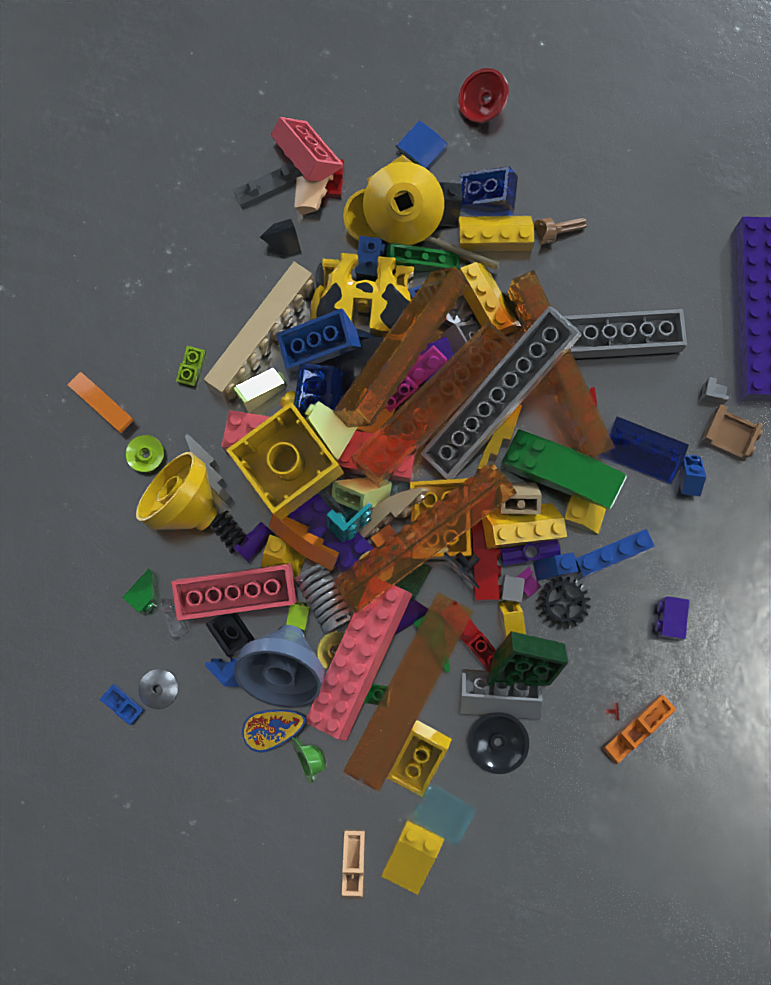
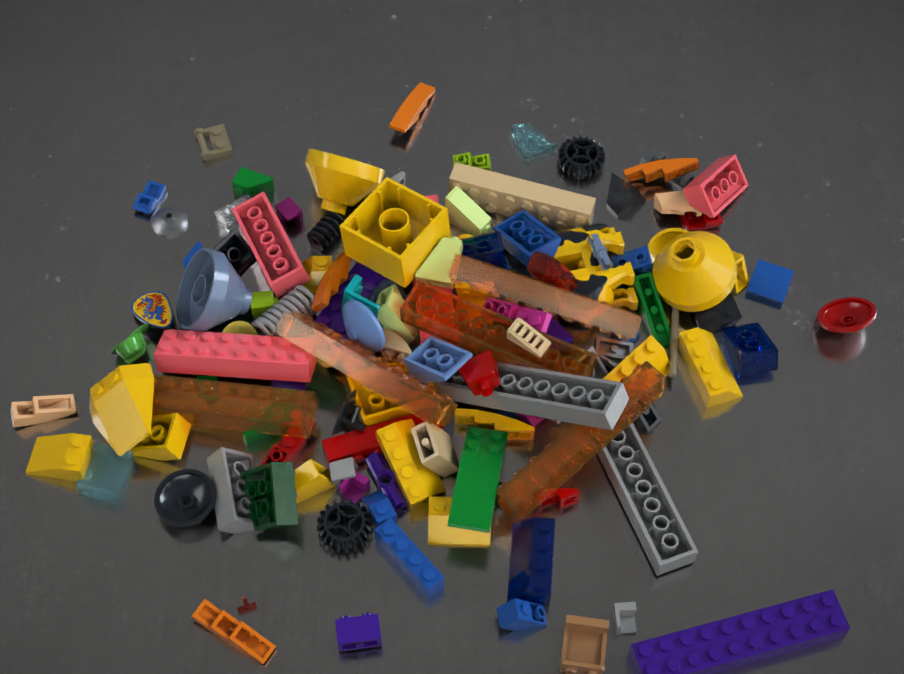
camera: 70 degrees right, 20 degrees down
(69, 613) = (218, 139): none -> dark tan plate
(141, 445) = (377, 150): lime dish -> none
(183, 300) = (530, 141): none -> clear light blue slope
(193, 563) = (288, 210): none -> magenta panel
(237, 253) = (580, 163): none -> black gear
(254, 542) = (319, 246): dark purple slope -> none
(270, 186) = (666, 168): none -> orange slope
(362, 279) = (599, 252): none -> sand blue pin
(377, 329) = (551, 271): none -> clear red slope
(379, 526) = (363, 326): none -> medium blue dish
(391, 780) = (123, 406): none -> yellow wedge
(438, 378) = (531, 333): none -> tan slope
(442, 466) = (436, 360): none -> medium blue slope
(470, 432) = (481, 374): none -> red torso
(548, 229) = (732, 411): medium nougat piece -> none

